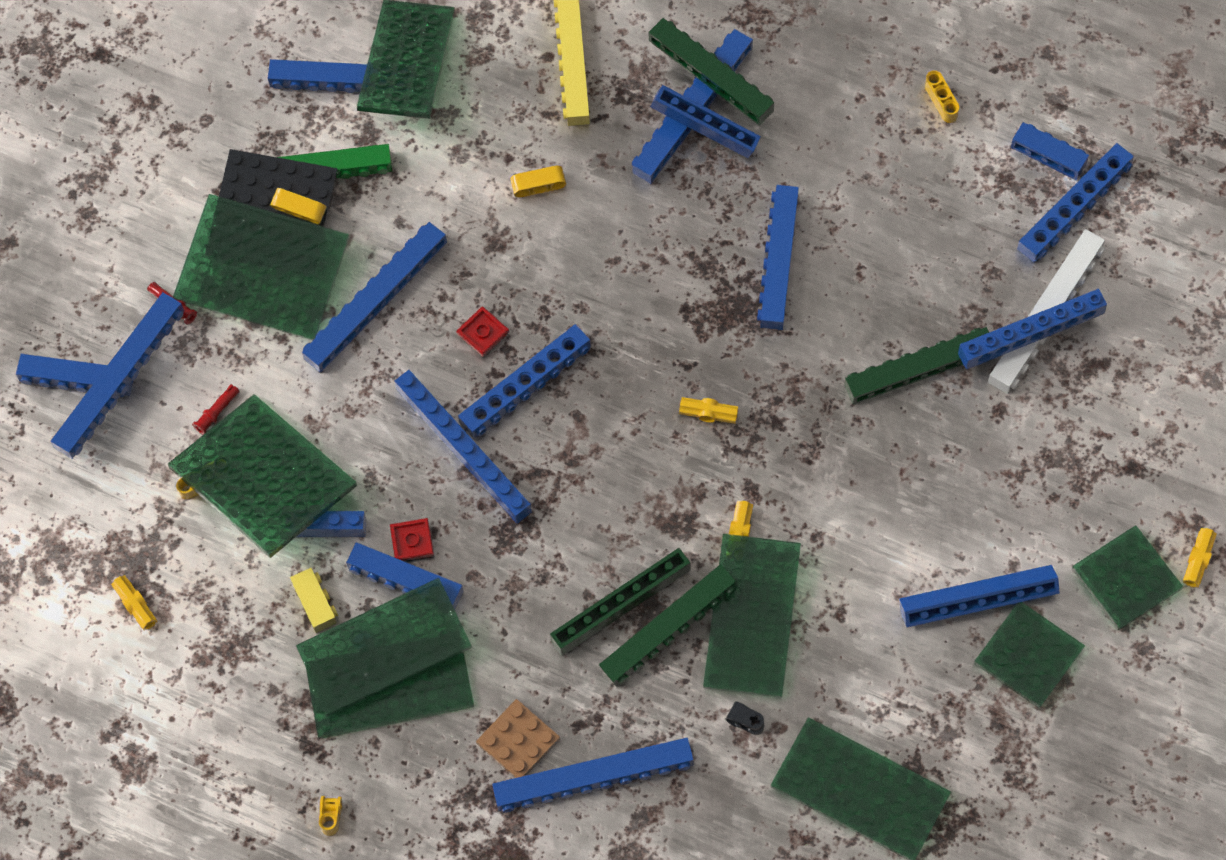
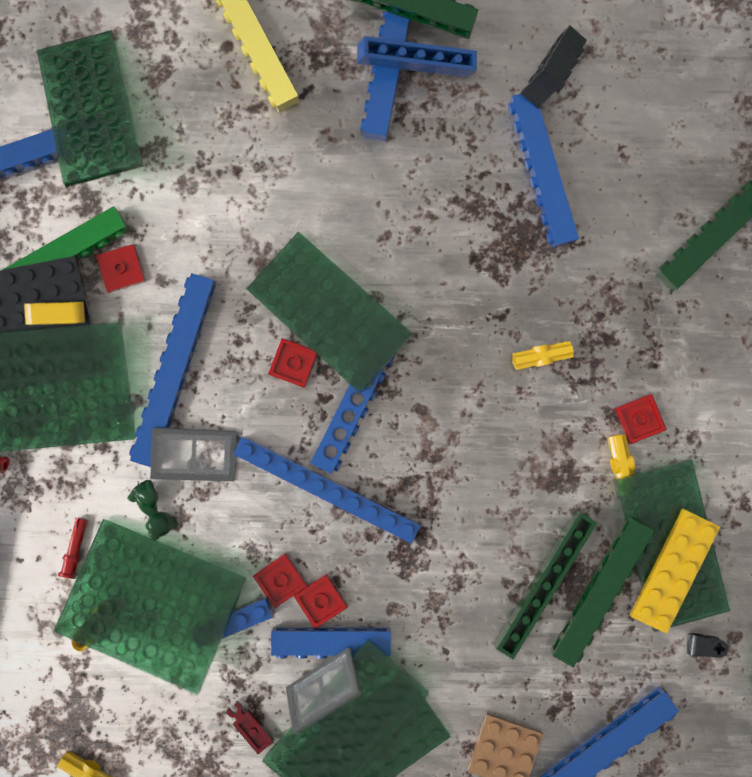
camera: 30 degrees left, 20 degrees up
(296, 622) = (250, 728): none -> dark red plate
(300, 389) = (146, 497): none -> dark green animal
(314, 599) = (256, 700): light yellow brick -> none
(358, 371) = (193, 454): none -> clear door
(369, 198) = (120, 268): none -> red plate
(378, 604) = (322, 690): none -> clear door
(383, 507) = (280, 580): none -> red plate
(534, 299) = (329, 312): none -> clear green plate
(538, 181) = (277, 184): yellow beam -> none
(743, 635) = (674, 571): none -> yellow plate
(773, 499) = (640, 419): none -> red plate
(823, 173) = (555, 67): none -> black wedge

